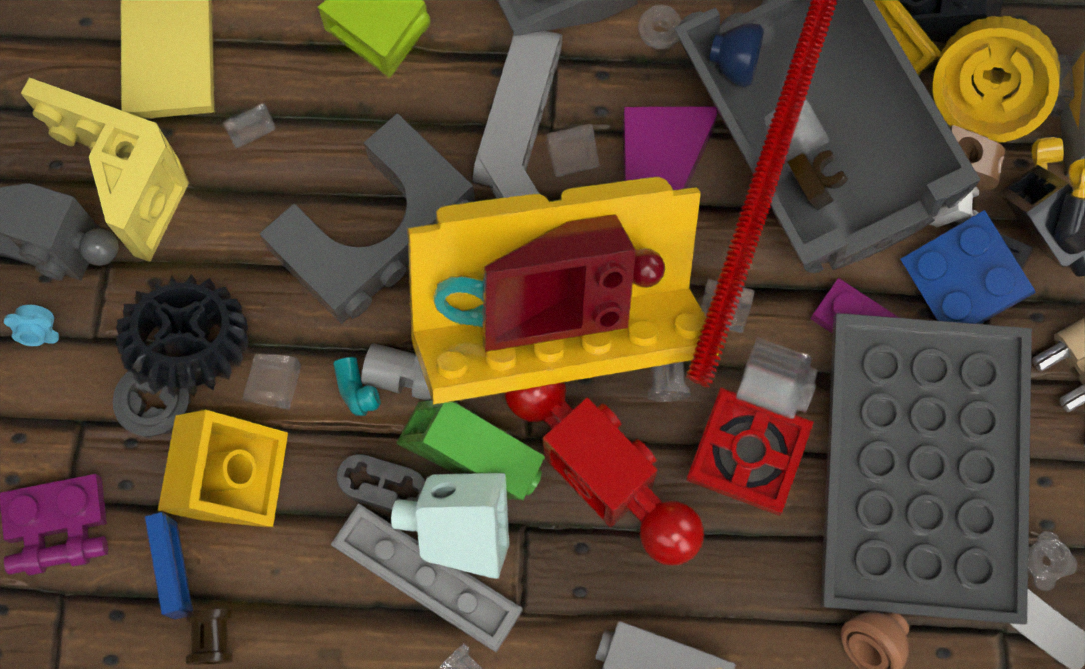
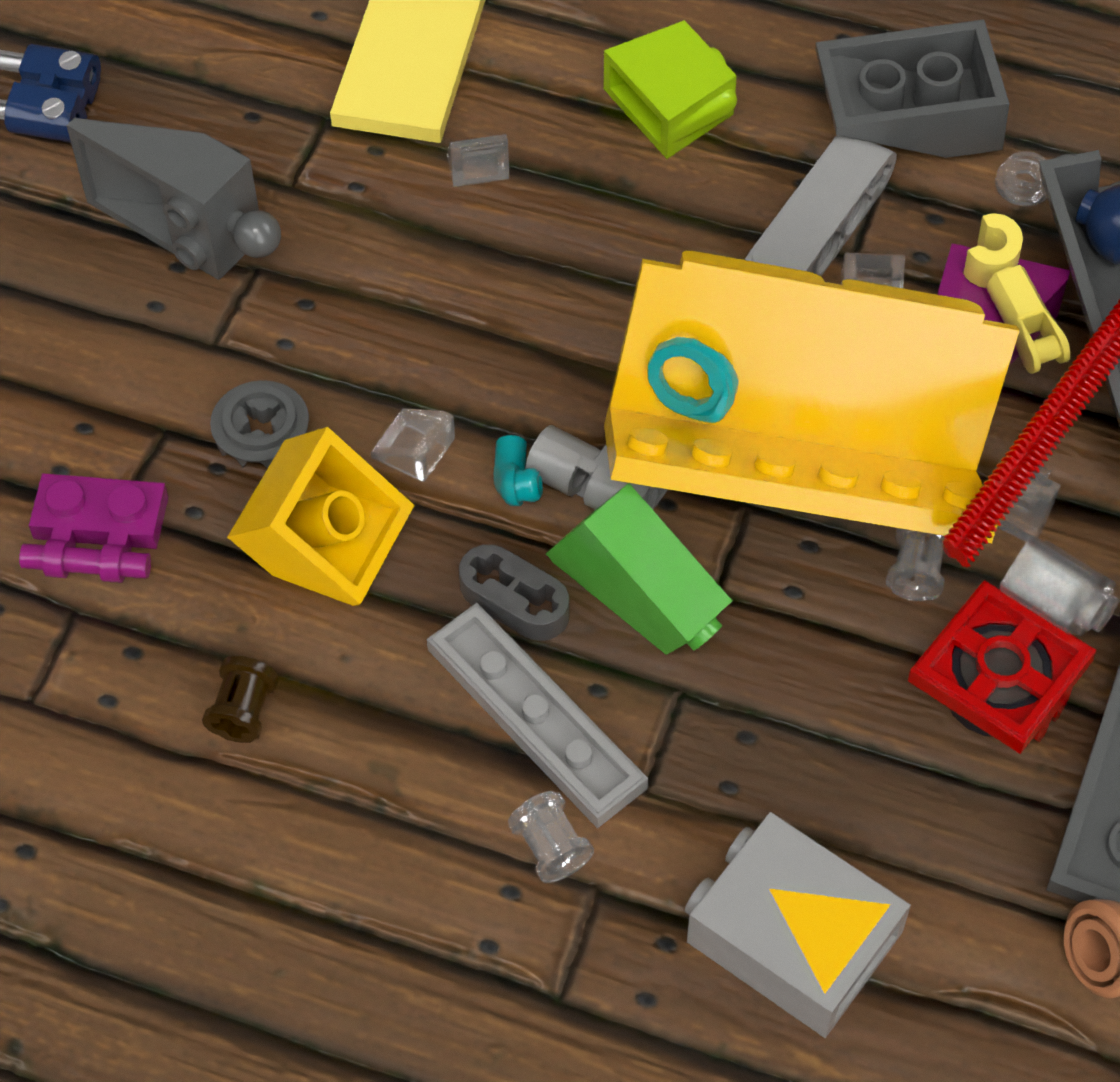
camera: 15 degrees right, 15 degrees down
(32, 325) = (145, 305): medium azure plate -> none
(129, 158) = (327, 149): light yellow bracket -> none
(168, 566) = (218, 604): blue tile -> none
(180, 350) = (323, 355): black gear -> none
(349, 276) = (549, 348): dark grey arch -> none
(459, 521) = (600, 645): light aqua torso -> none
(565, 284) = (805, 388): dark red slope -> none
(609, 470) = (807, 632): red brick -> none
(683, 143) = (996, 267): none -> light yellow piece

